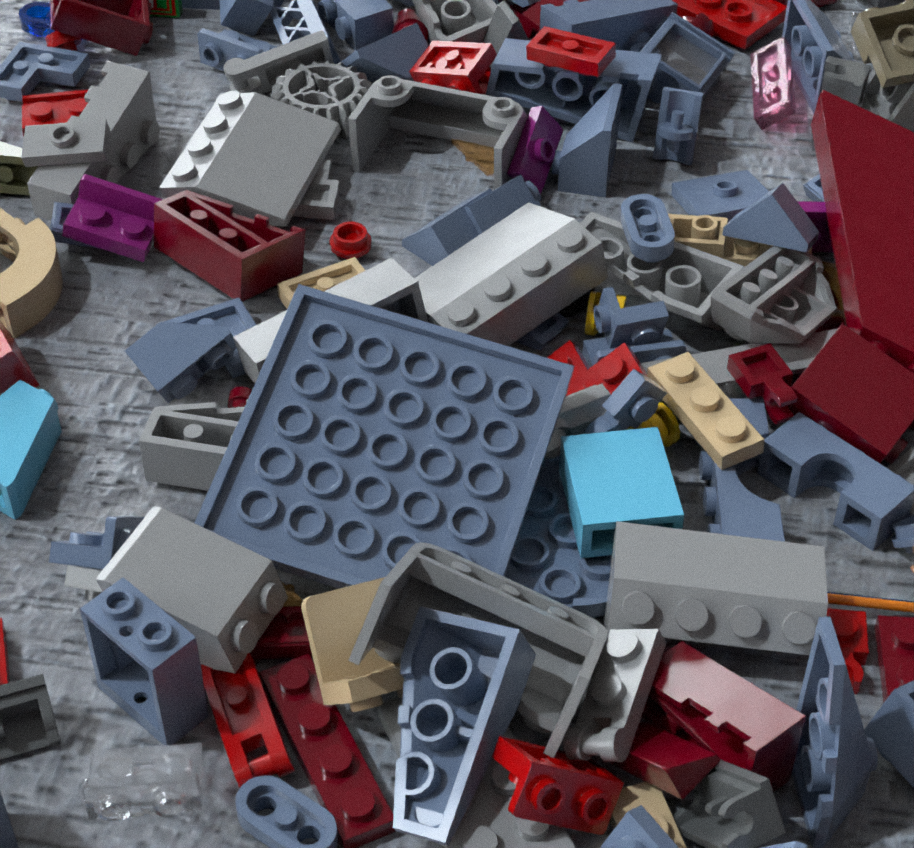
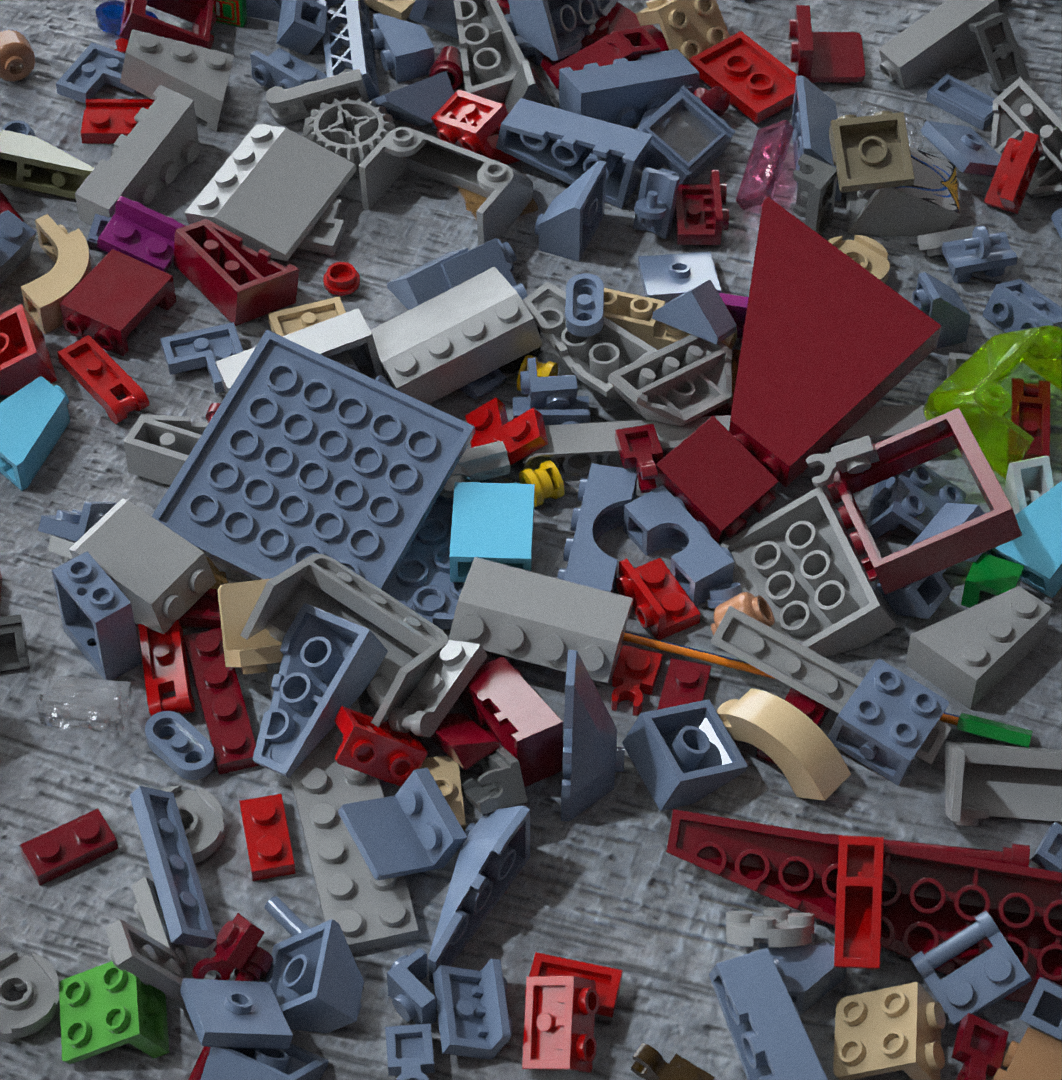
camera: 10 degrees right, 5 degrees up
(65, 143) = (111, 161): light grey plate -> none
(93, 42) = (180, 67): none -> light grey wedge
(94, 291) = (116, 300): none -> dark red panel
(95, 377) = (103, 378): none -> red plate
(180, 354) = (170, 370): sand blue slope -> none
(536, 147) = (522, 212): magenta plate -> none
(571, 51) = (568, 123): red plate -> none
(629, 404) = (518, 461): sand blue plate -> none
(706, 411) = (583, 474): tan plate -> none
(728, 133) = (700, 212): none -> dark red bracket
(849, 554) = (657, 598): none -> red bracket

